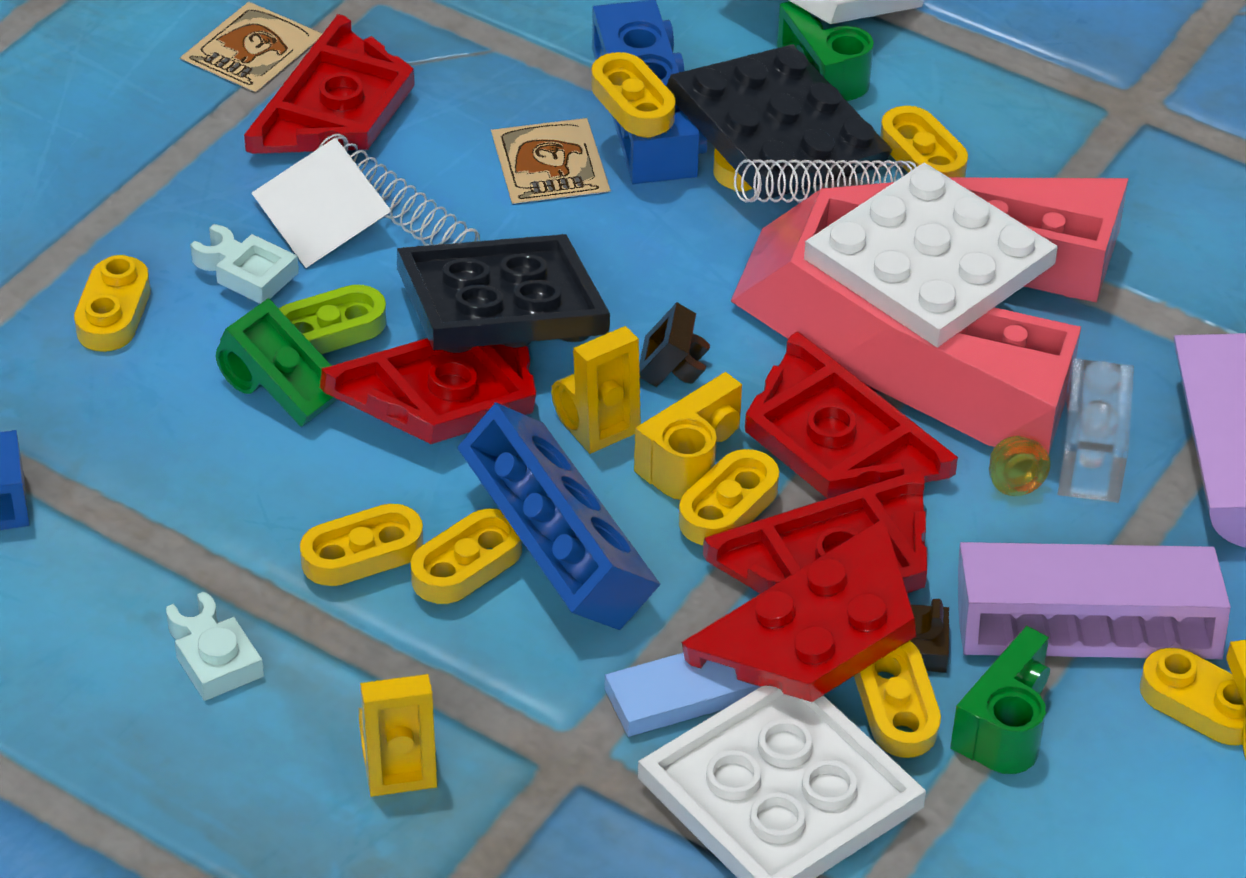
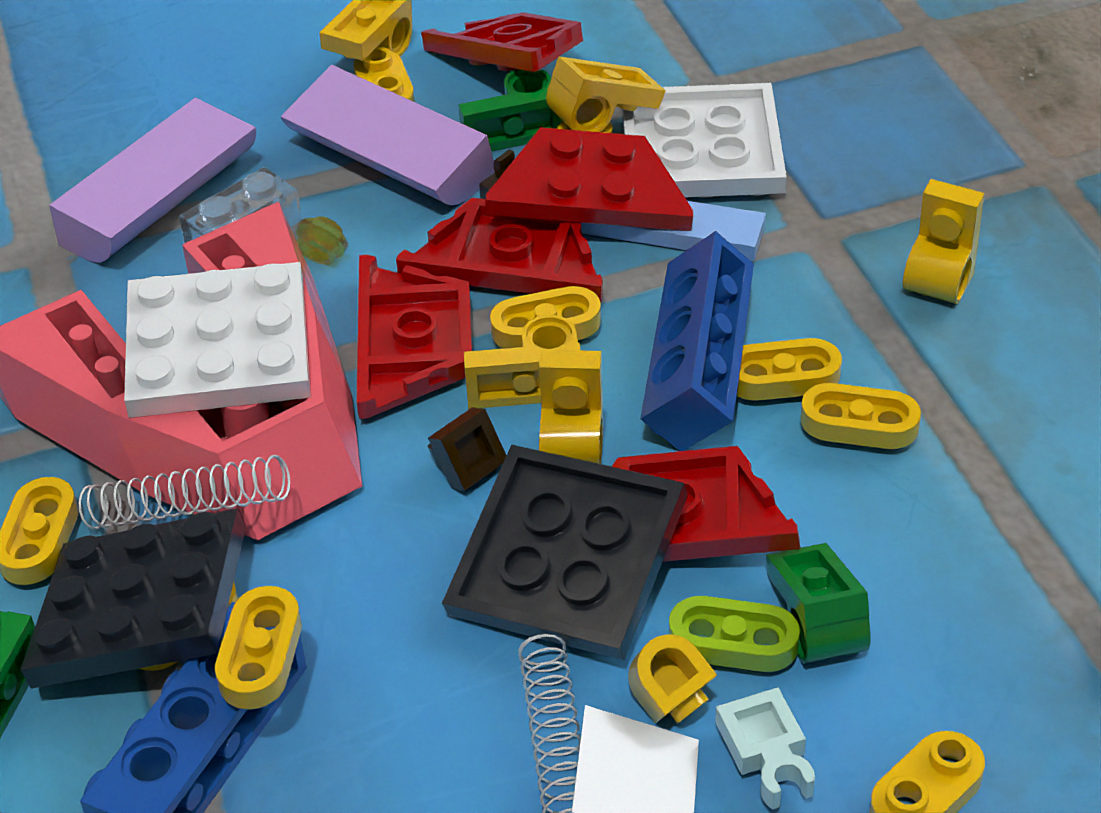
camera: 140 degrees left, 0 degrees up
(213, 653) = (1033, 405): light aqua plate -> none
(347, 256) = (669, 677): none -> yellow plate
(550, 161) = (353, 740): sticker -> none
(909, 717) = (588, 92): none -> yellow plate
(1109, 780) = (508, 41): none -> red wing

